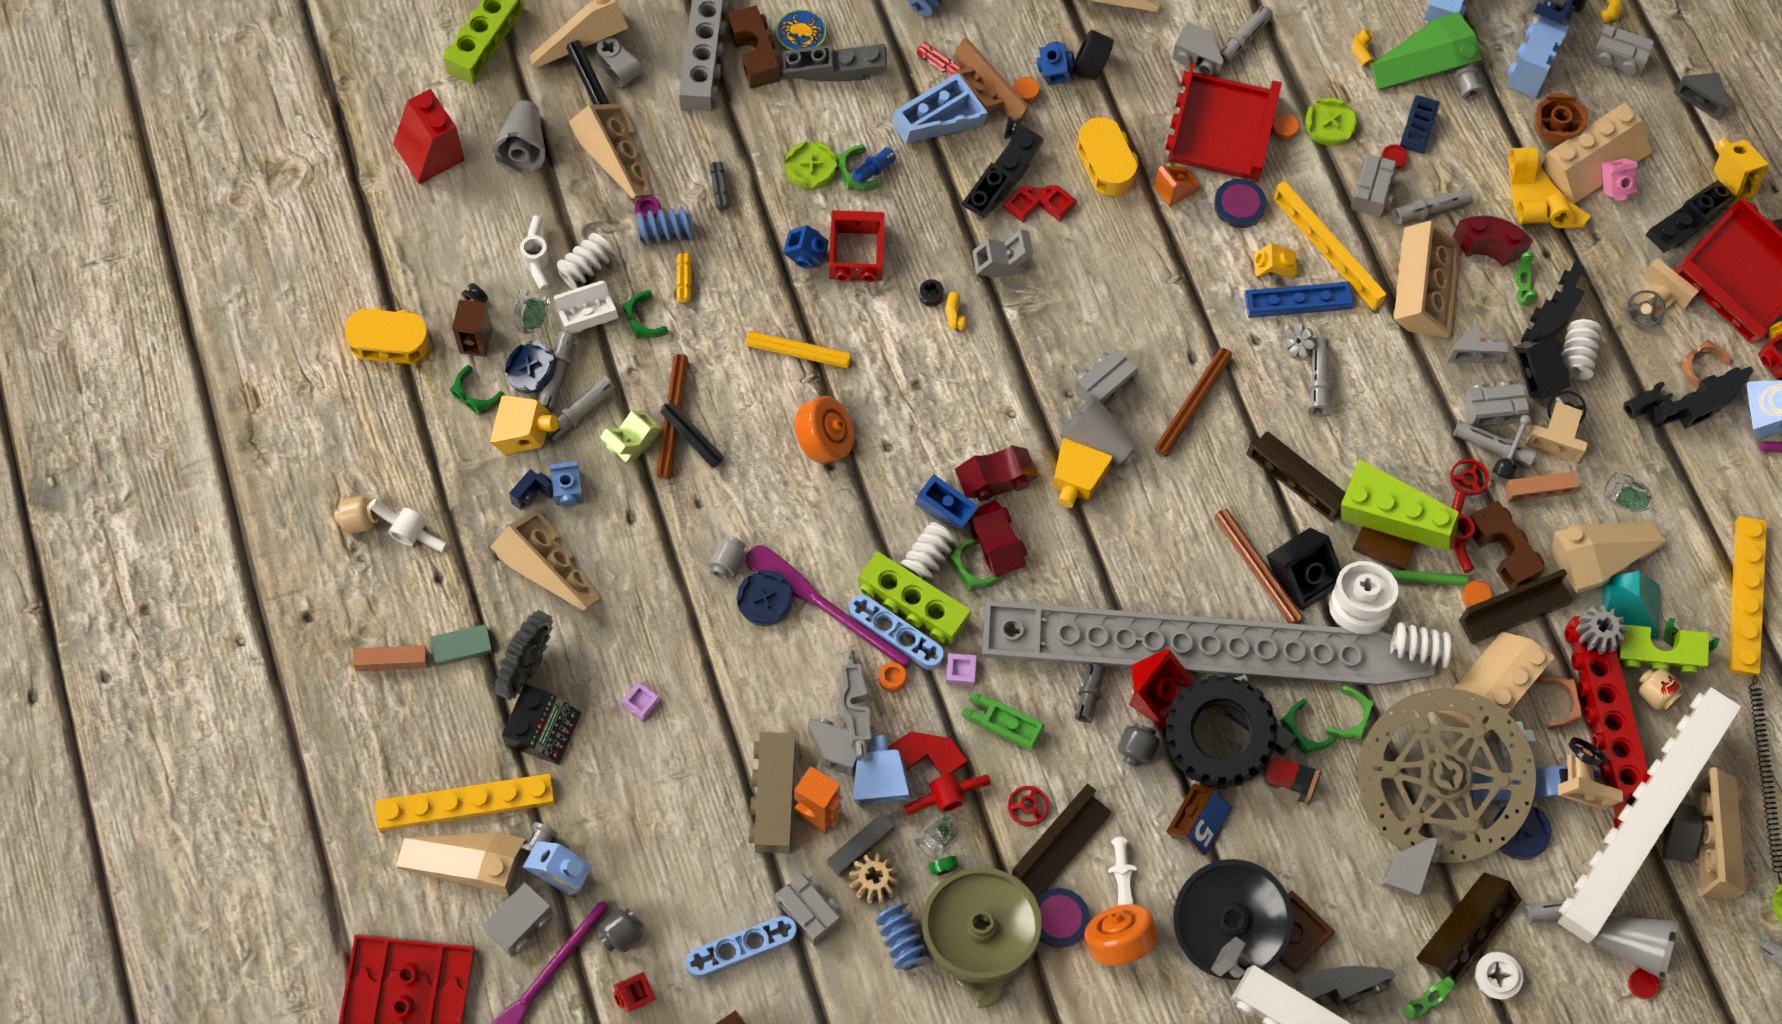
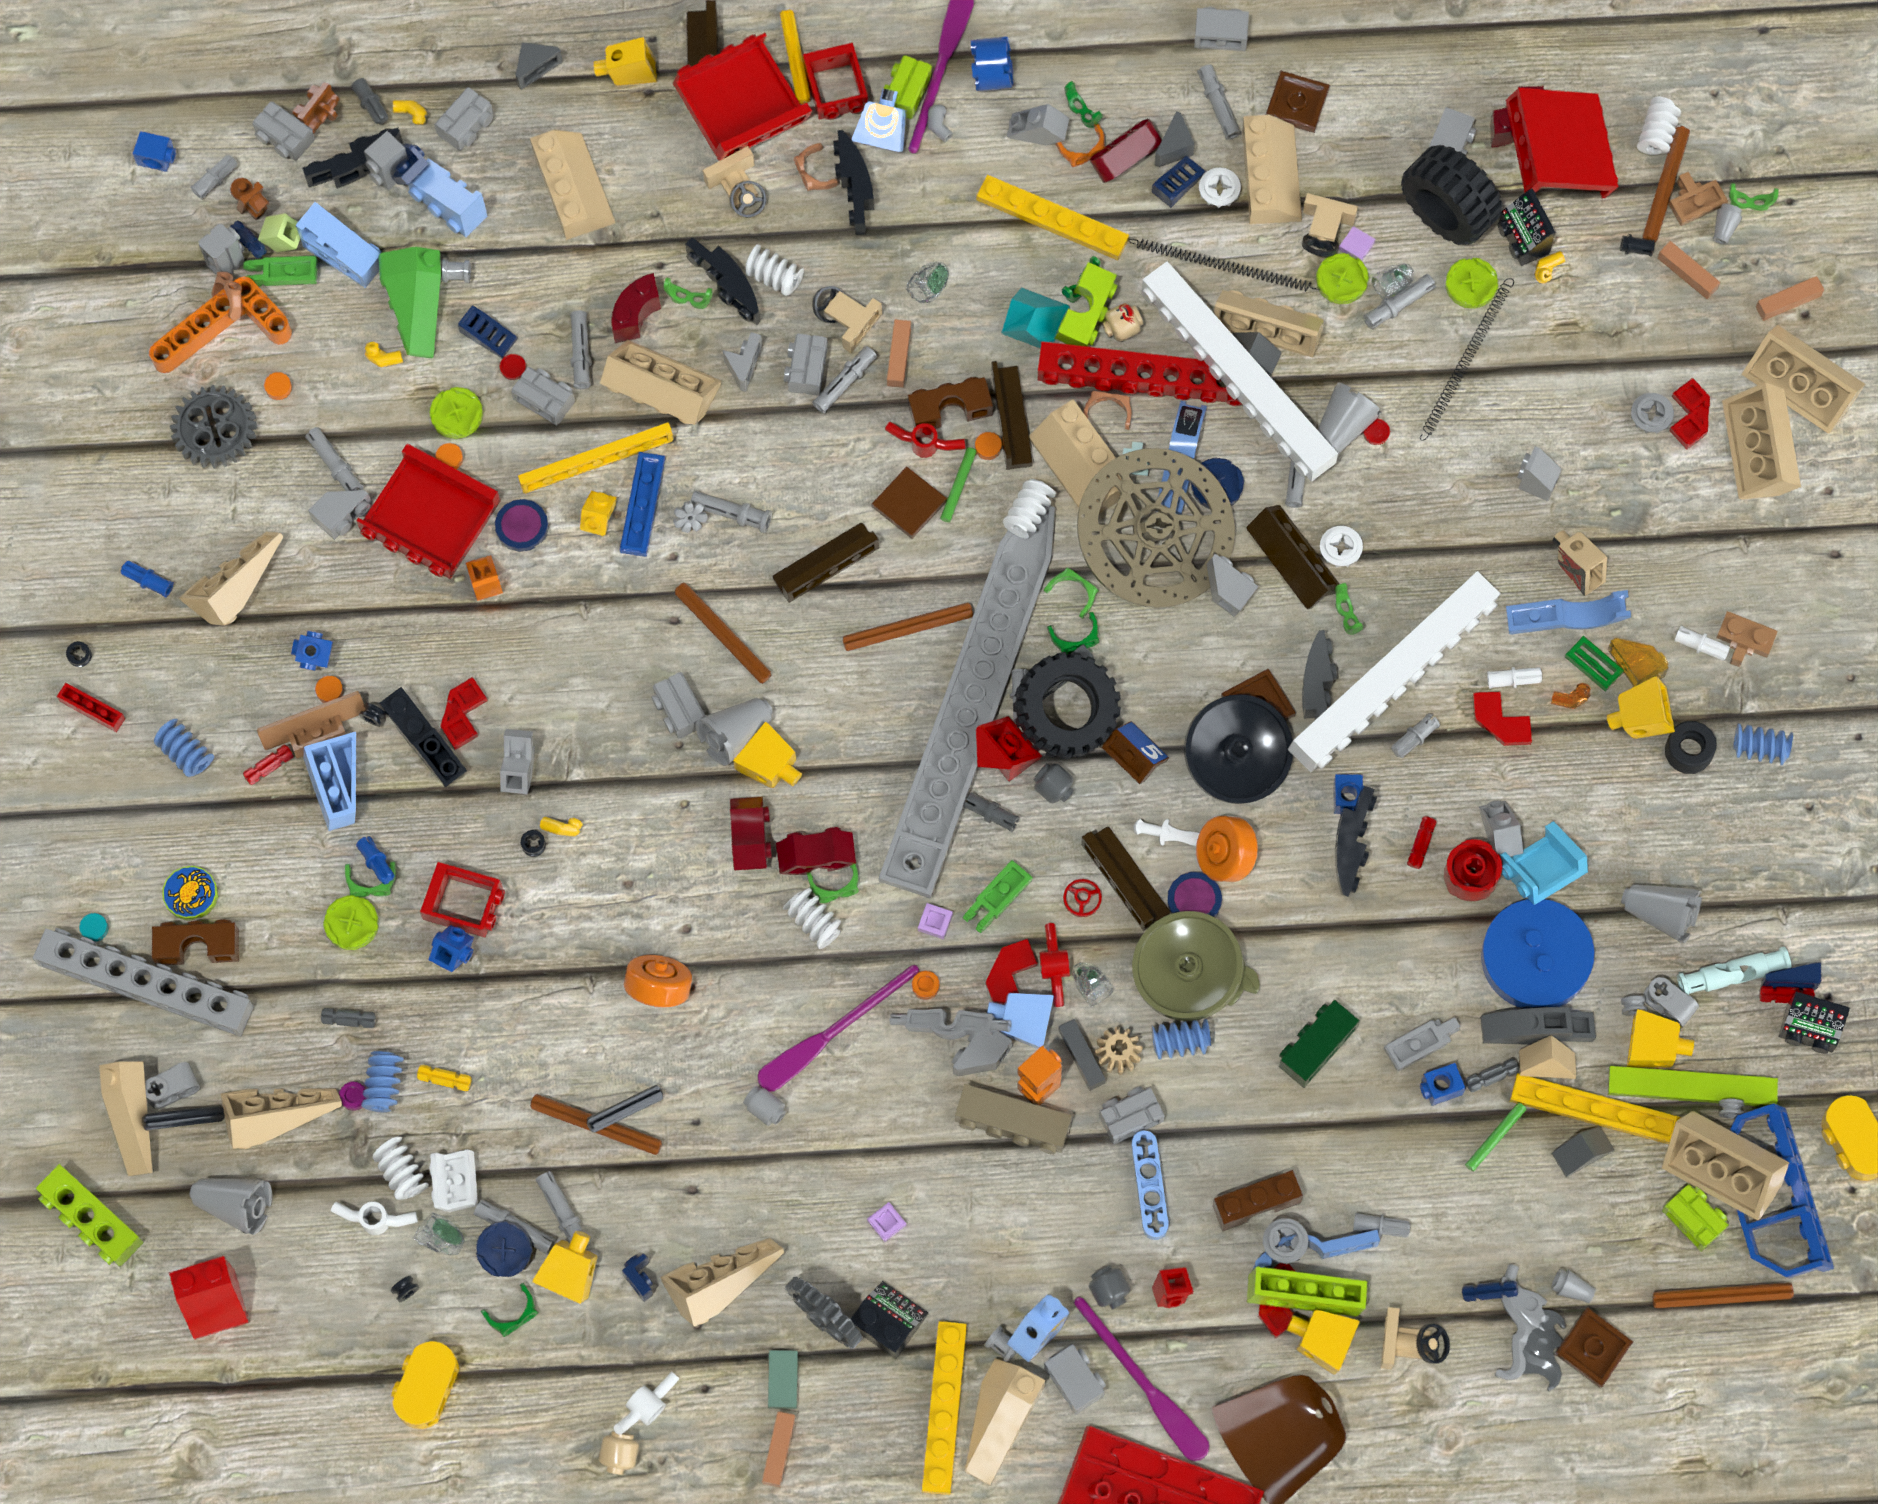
camera: 70 degrees left, 5 degrees up
(472, 327) = (447, 1294): reddish brown brick -> none
(568, 474) = (631, 1241): medium blue brick -> none
(633, 436) = (610, 1165): yellowish green brick -> none
(638, 330) = (489, 1137): green cap -> none
(765, 598) = (814, 1081): dark blue tile -> none
(798, 349) = (557, 986): yellow axle -> none
(827, 64) = (242, 867): dark grey slope -> none
(882, 570) = (882, 912): lime brick -> none
(898, 629) = (879, 967): light blue beam -> none
(943, 865) = (1122, 985): green tile -> none
(945, 503) = (770, 887): blue slope -> none
(1093, 55) = (314, 611): black tyre -> none
(1107, 156) = (433, 633): yellow brick -> none
(1230, 957) = (1273, 762): light grey tile -> none
(1293, 776) = (1121, 655): leg -> none
(1306, 567) = (921, 583): black slope -> none
(1363, 597) = (969, 543): white wheel -> none
(1397, 508) = (892, 485): lime wedge -> none
(1460, 478) = (866, 409): red piece -> none
(1505, 466) = (872, 377): hinge -> none
(1536, 196) = (599, 252): yellow panel -> none
(1542, 366) = (784, 310): black brick -> none
(1559, 118) = (529, 202): dark orange cylinder -> none
(1581, 782) = (1187, 416): tan piece -> none
(1600, 550) = (979, 322): tan wedge -> none
(1611, 625) = (1060, 359): light grey gear -> none
(1616, 173) = (605, 172): bright pink brick -> none
(1645, 401) = (840, 233): black bar -> none
(1691, 217) = (664, 124): black slope -> none

